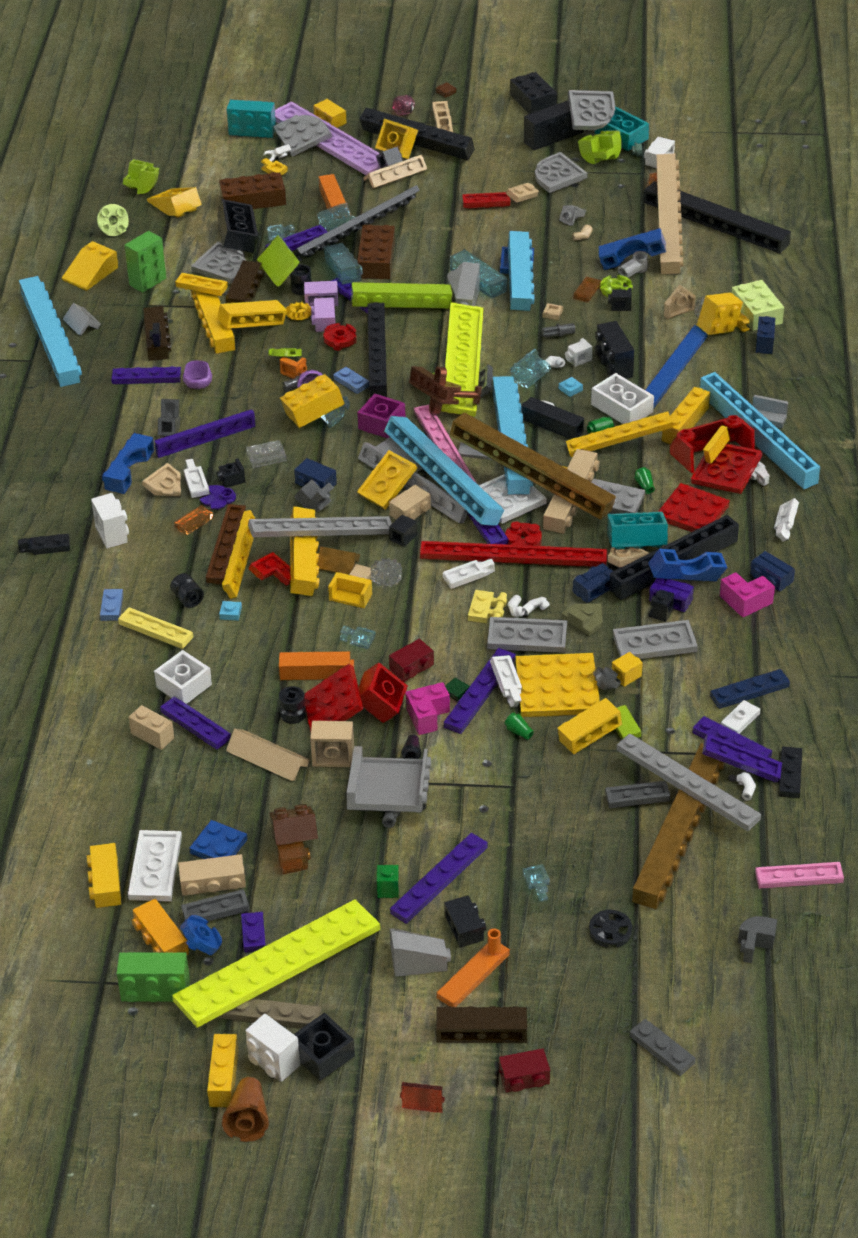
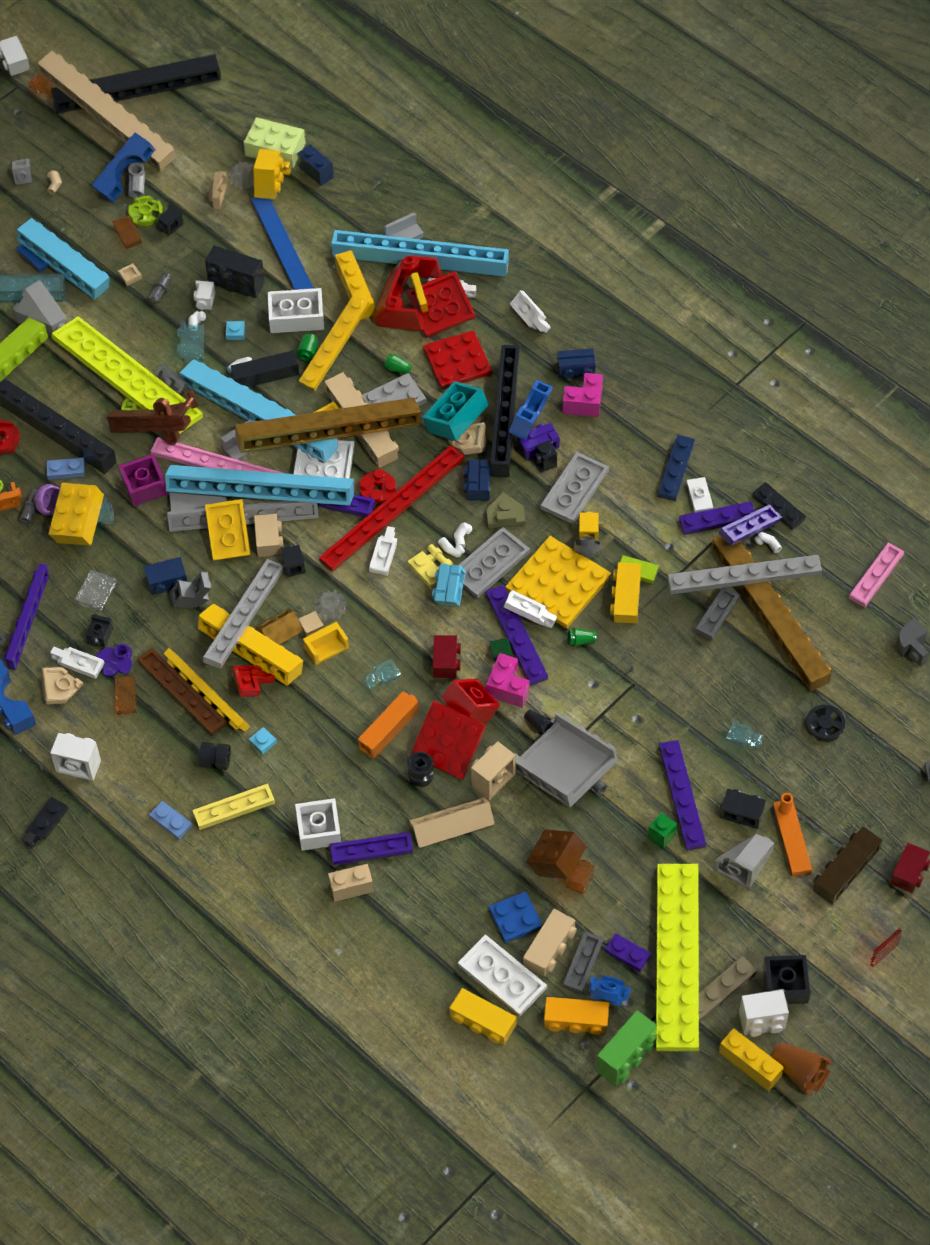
camera: 50 degrees left, 15 degrees up
(475, 621) = (449, 585): none -> medium azure brick

